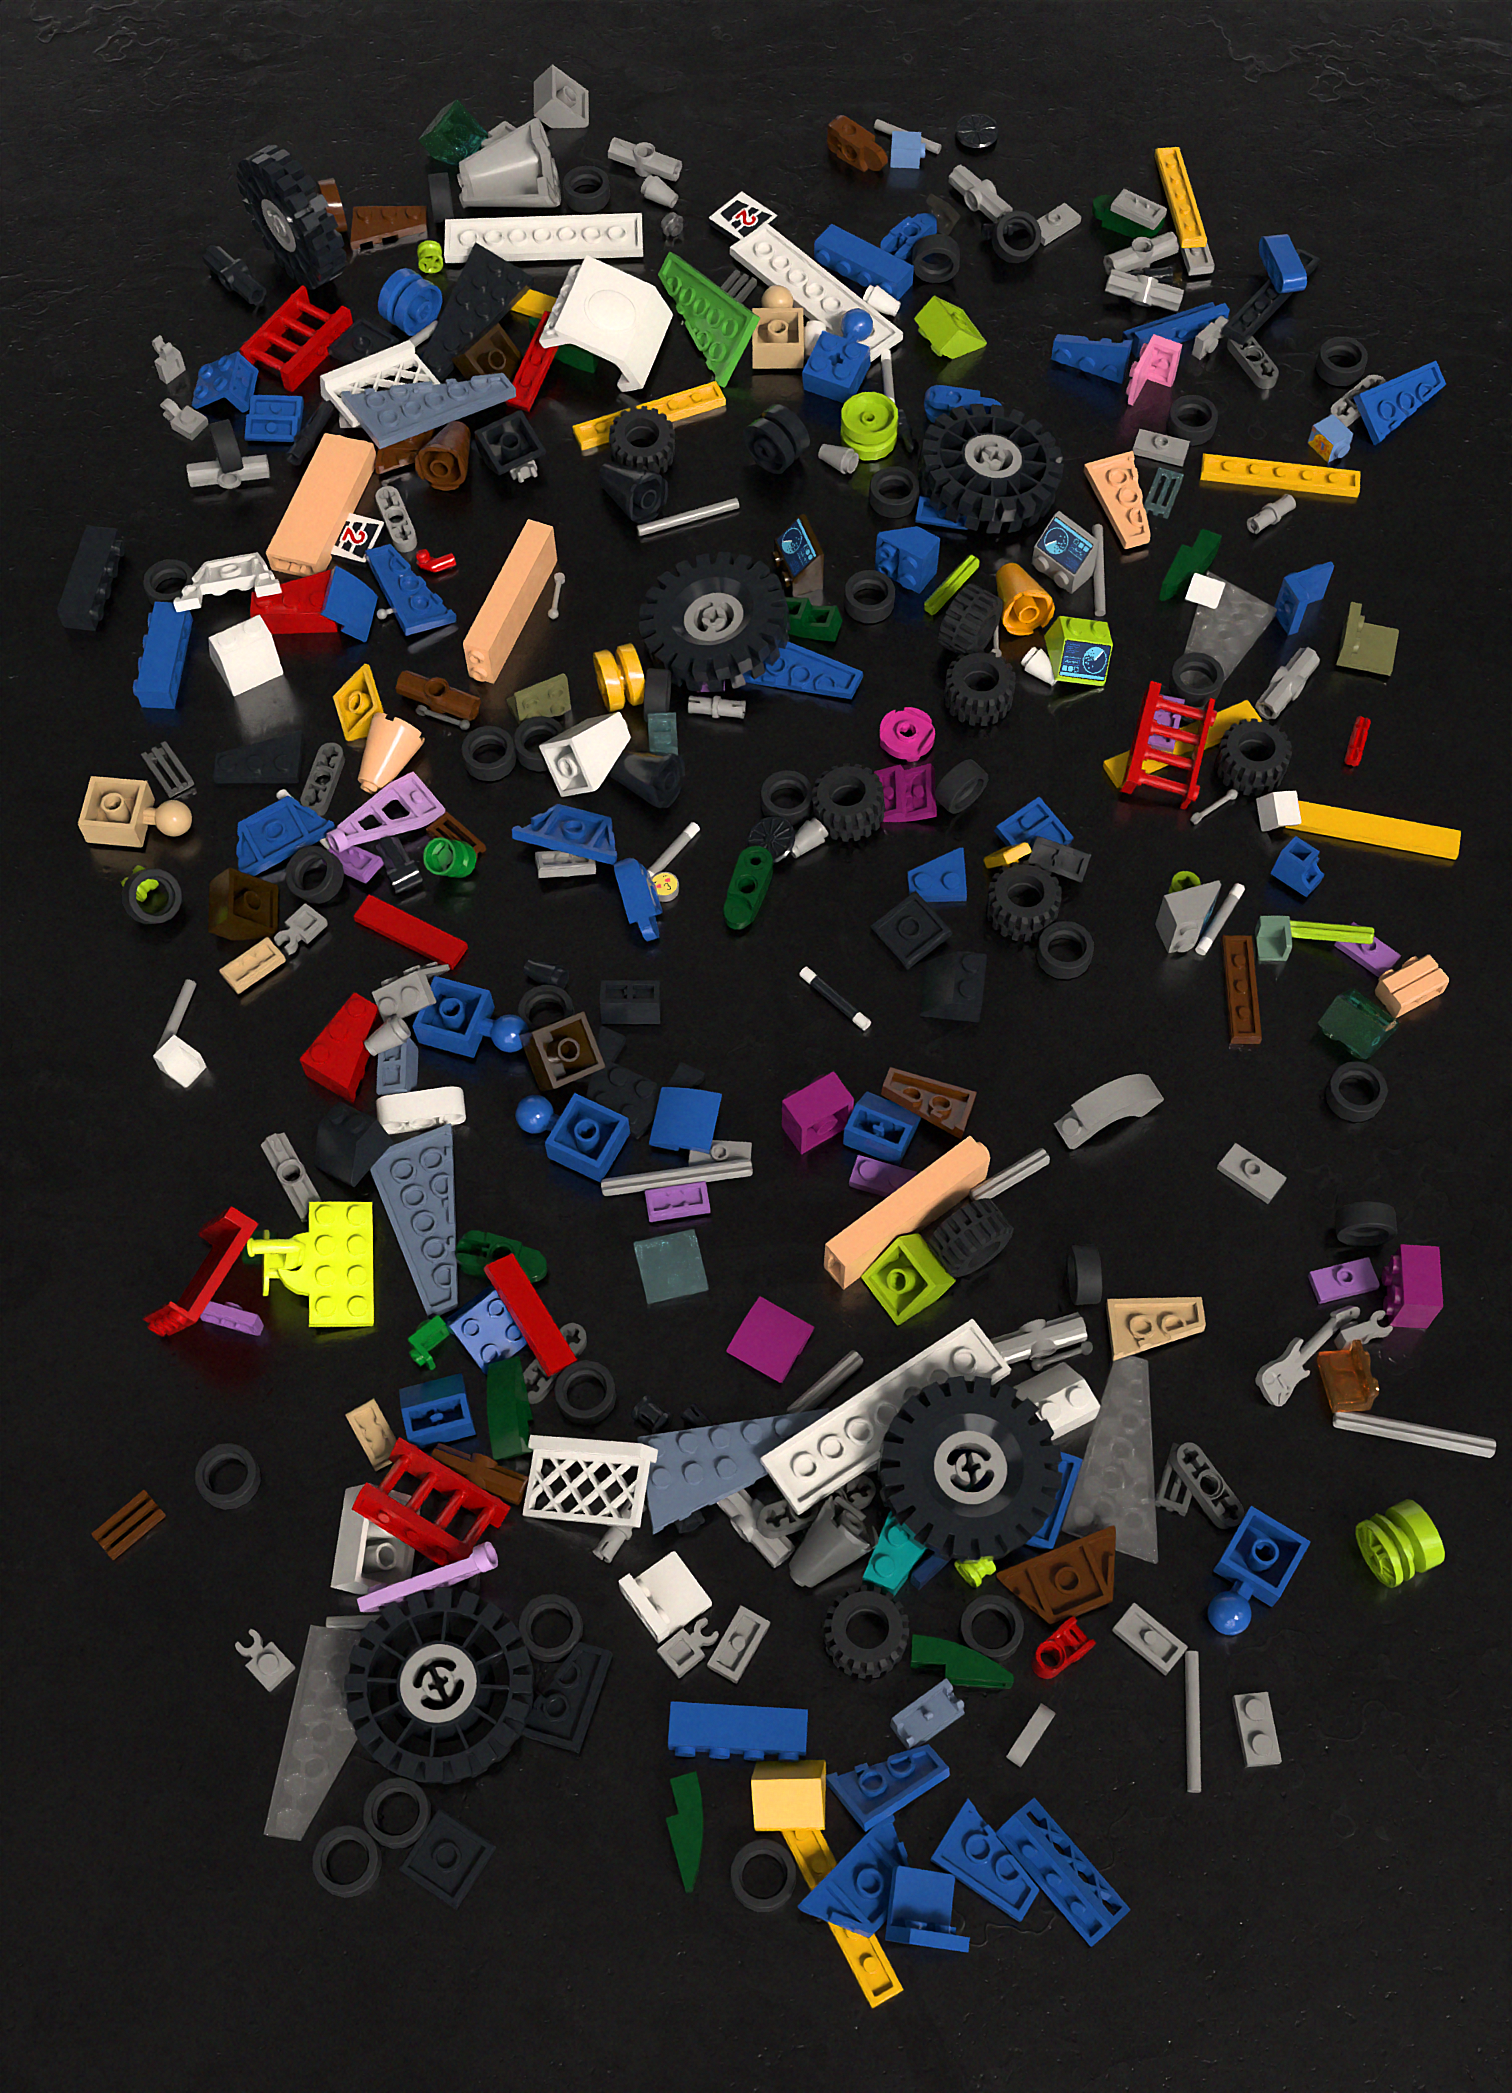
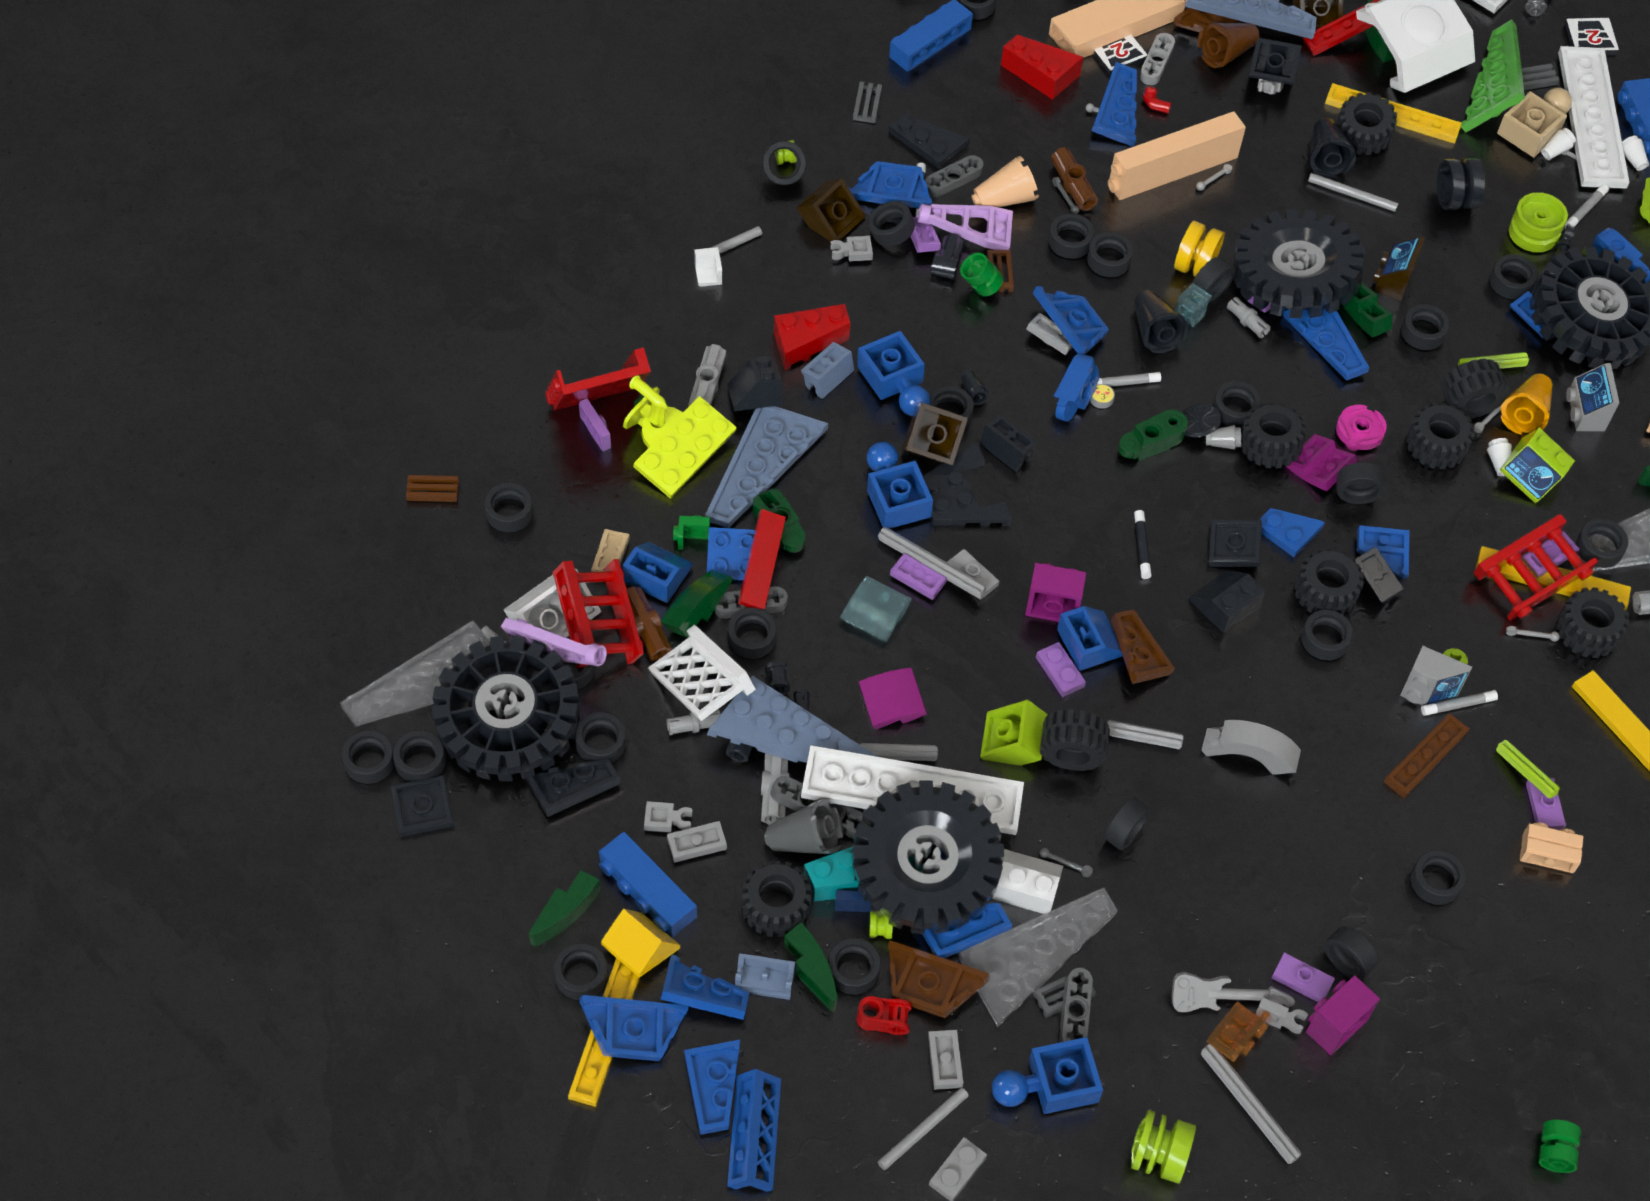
camera: 40 degrees right, 5 degrees down
(121, 809) = (815, 103): tan brick -> none
(227, 574) = (1008, 12): white wing -> none
(245, 655) = (977, 68): white slope -> none
(252, 965) = (804, 247): tan plate -> none
(268, 1663) = (432, 621): light grey plate -> none
(349, 603) = (1073, 85): blue slope -> none
(357, 704) = (1022, 143): yellow slope -> none
(388, 1035) = (839, 342): light grey cone -> none
(408, 993) = (875, 326): light grey bracket -> none
(410, 932) = (917, 301): red tile -> none
(421, 1109) = (818, 402): white beam -> none
(543, 699) = (1137, 227): olive bracket -> none
(585, 753) = (1129, 277): white slope -> none
(665, 1596) = (681, 779): white bracket -> none
(685, 1119) = (971, 534): blue slope -> none
(840, 362) = (1559, 169): blue brick -> none
(841, 458) = (1498, 229): light grey cone -> none
(907, 1210) = (1052, 691): light nougat brick -> none
(908, 556) = (1476, 320): blue slope -> none
(922, 1910) = (649, 1069): blue bracket -> none
(1007, 855) = (1346, 545): yellow plate -> none
(1031, 1735) = (814, 1043): light grey beam -> none
(1040, 1338) = (1058, 837): light grey piece -> none
(1099, 583) = (1611, 430): light grey bar -> none
(1151, 1322) = (1144, 890): tan wing -> none
(1251, 1173) = (1310, 865): light grey plate -> none
(1273, 938) = (1483, 741): sand green panel -> none
(1278, 810) = (1575, 668): white panel -> none
(1298, 866) = (1550, 712): blue brick -> none
(1358, 1023) = (1486, 838): clear green slope -> none

